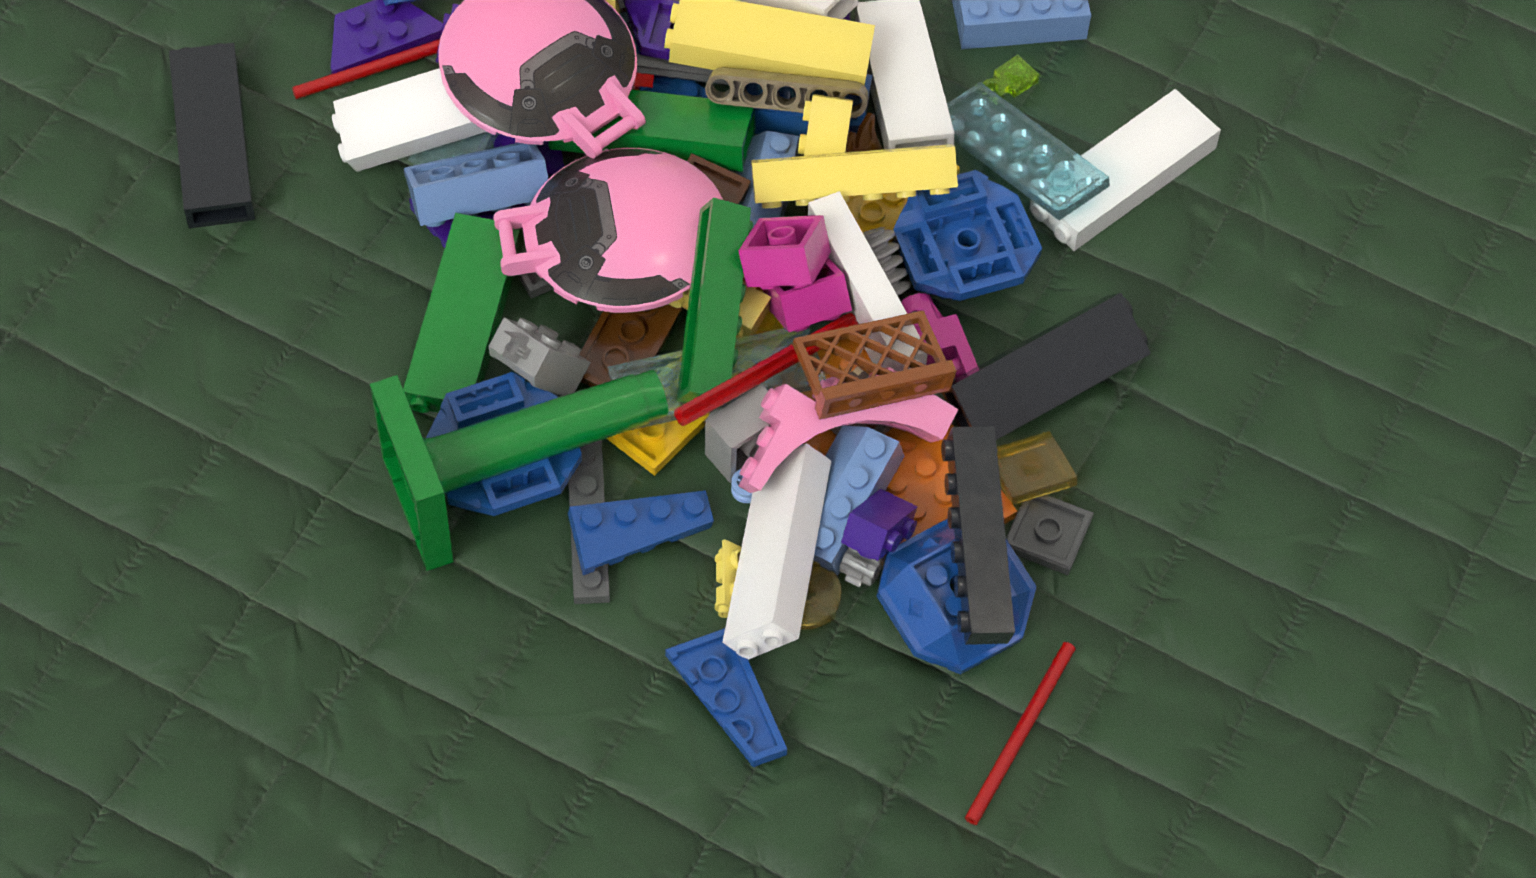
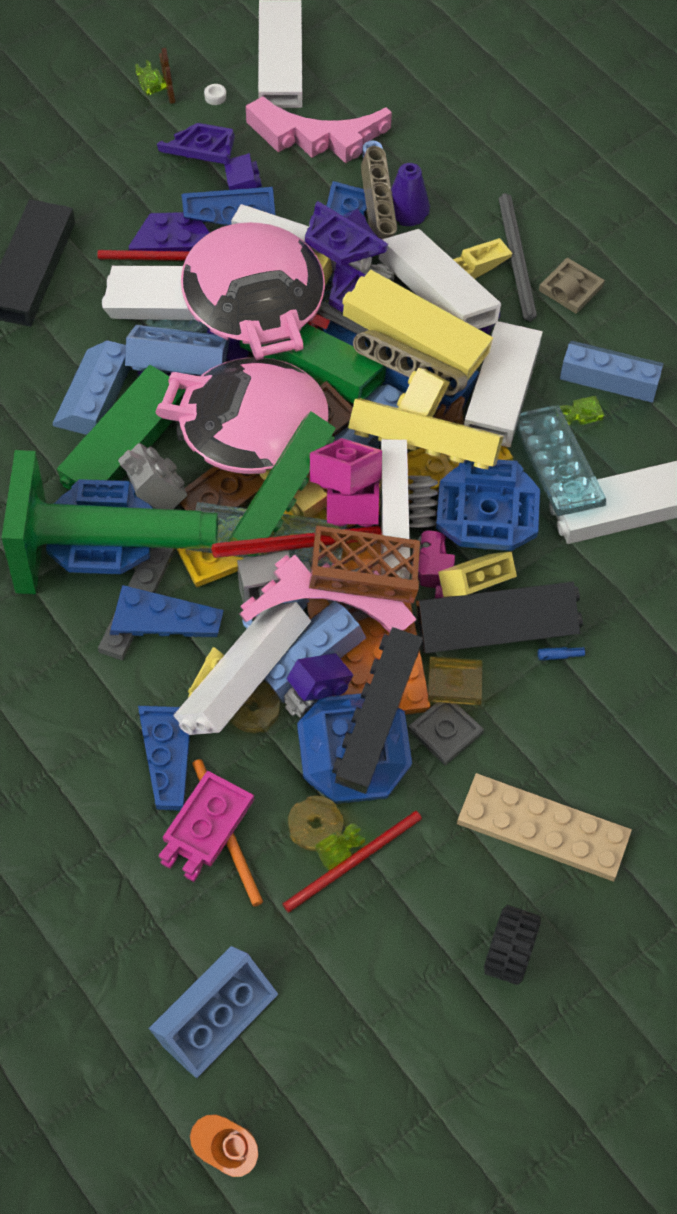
camera: 25 degrees right, 0 degrees up
(386, 270) = (93, 388): none -> medium blue slope
(825, 758) = (205, 824): none -> dark pink tile
(853, 759) = (235, 852): none -> orange piece
(944, 722) = (308, 810): none -> clear yellow plate
(996, 722) = (336, 846): none -> clear neon green plate
(998, 327) = (477, 574): none -> light yellow brick
(1133, 387) = (560, 653): none -> blue piece
(1220, 601) = (544, 827): none -> tan plate
(1264, 750) = (512, 944): none -> black tyre

